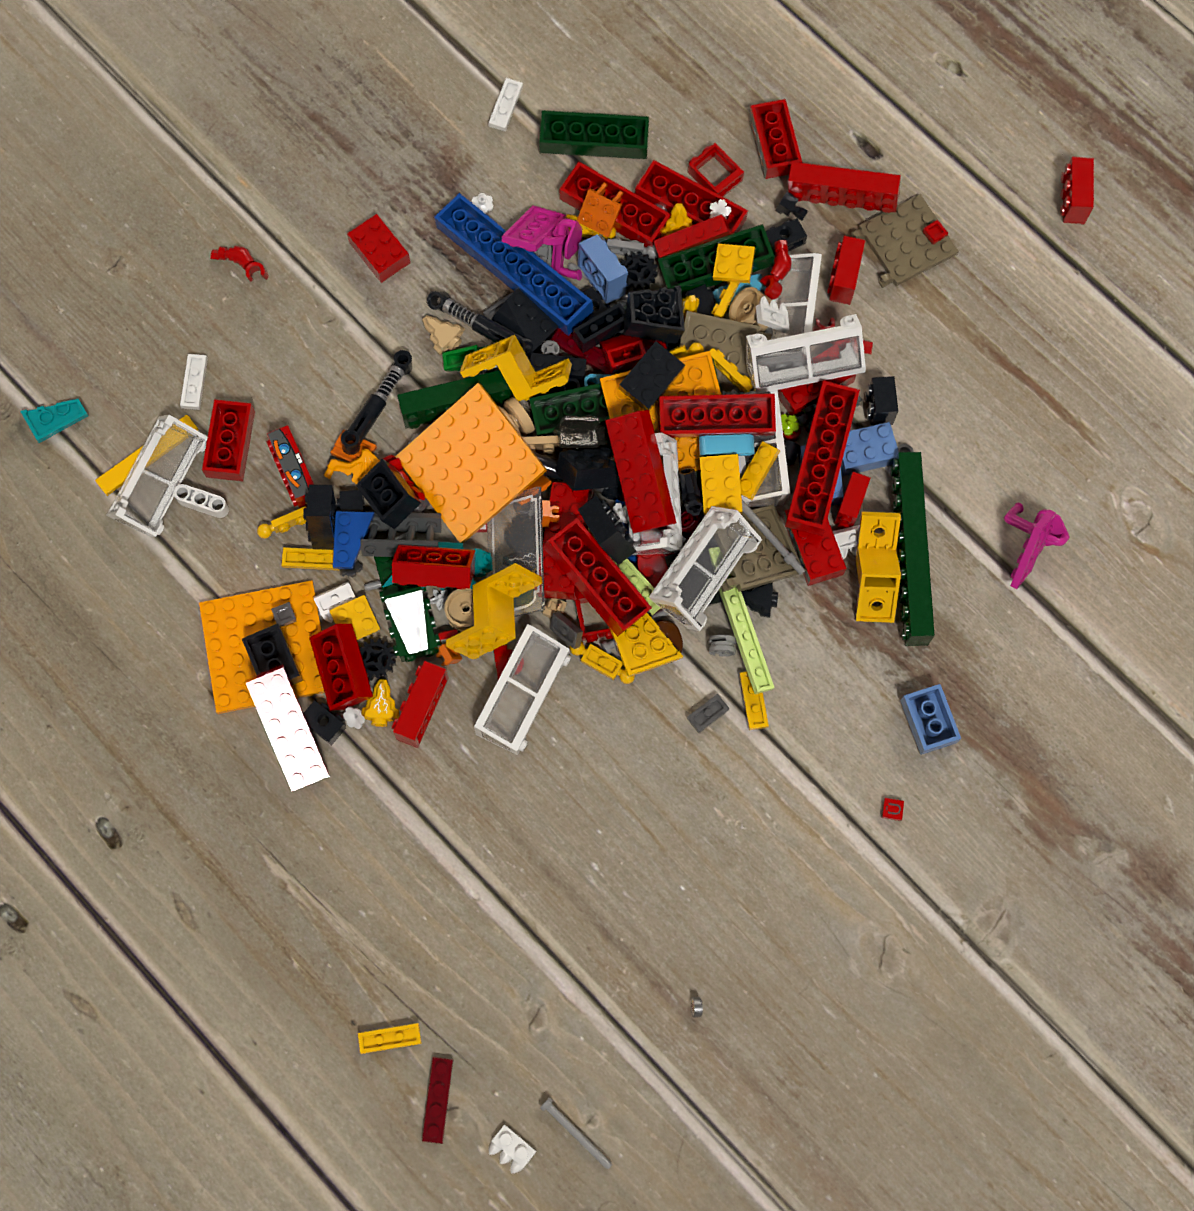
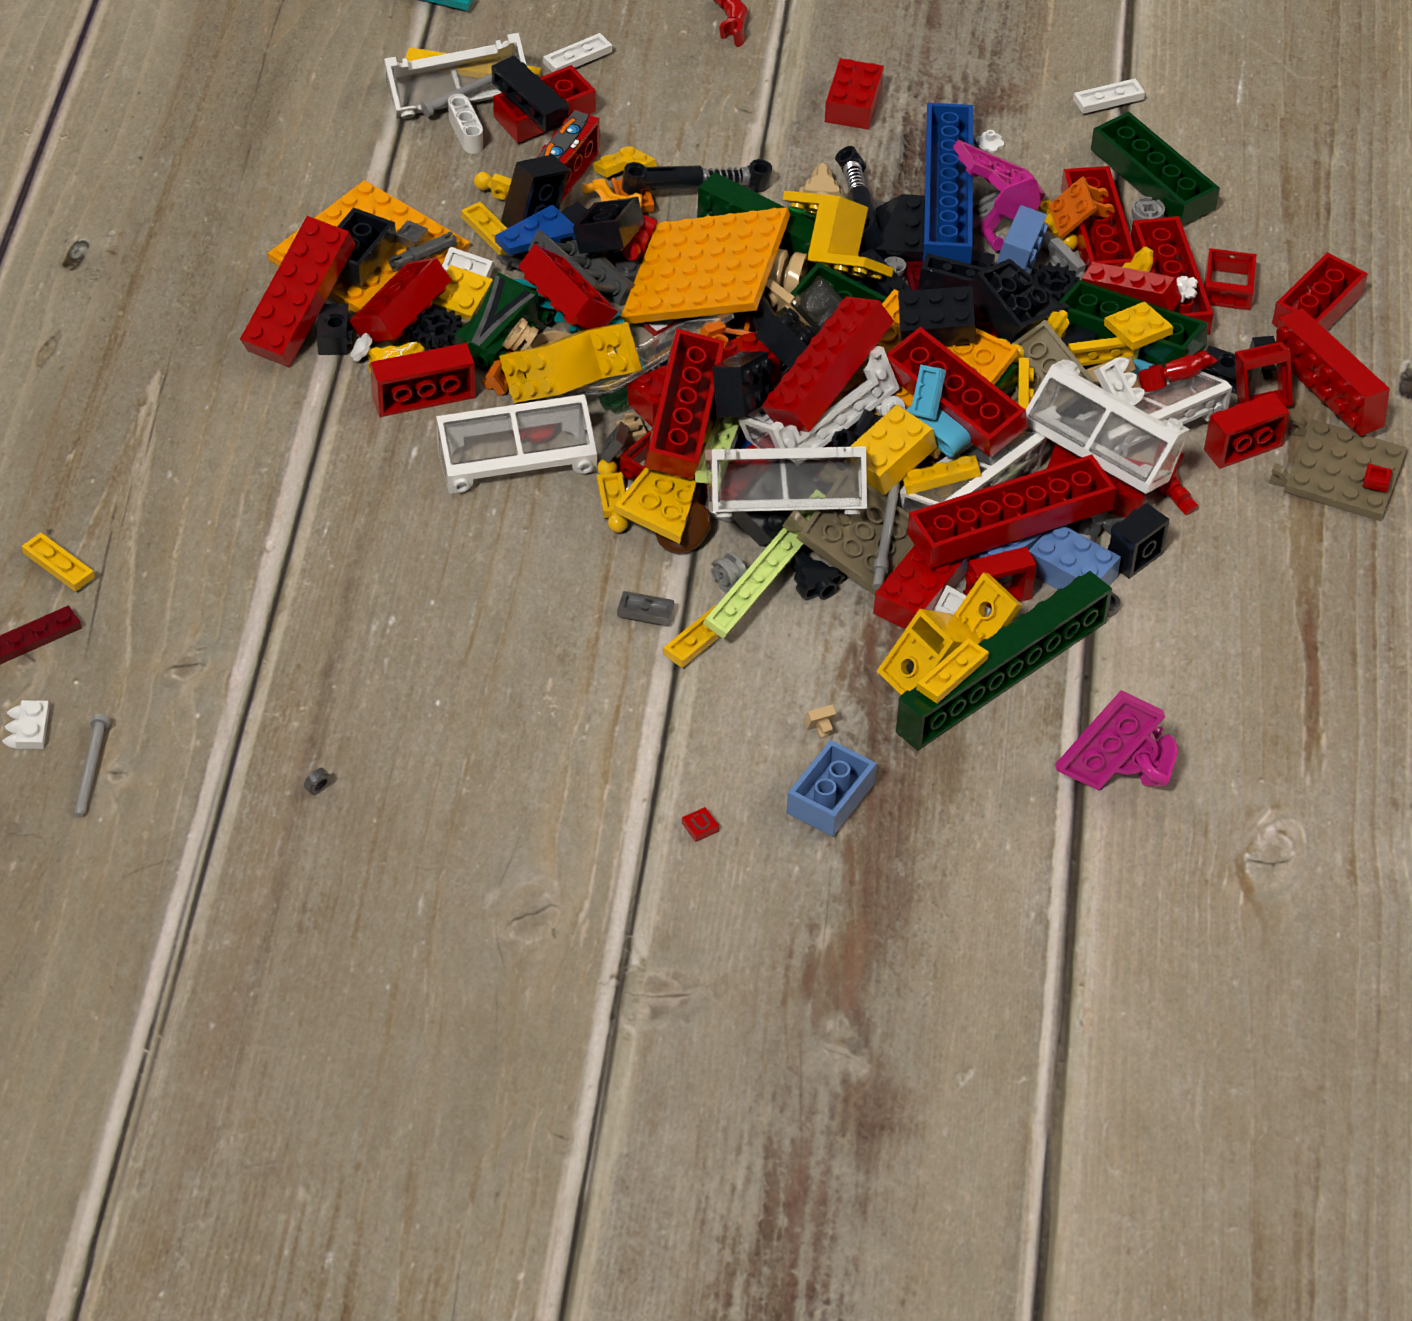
camera: 50 degrees right, 25 degrees down
(167, 513) = (429, 107): none -> light grey bar
(226, 448) = (529, 93): none -> black brick
(305, 619) = (423, 251): none -> dark grey pin
(318, 428) = (616, 162): none -> yellow plate
(442, 621) = (520, 336): none -> tan wheel
(624, 170) = (1147, 209): none -> light grey wheel
(688, 457) = (888, 403): none -> white plate
(714, 435) = (928, 392): none -> medium azure plate
(818, 226) = (1259, 357): none -> red window
(871, 682) = (821, 720): none -> tan tile
(920, 592) = (952, 670): none -> yellow plate

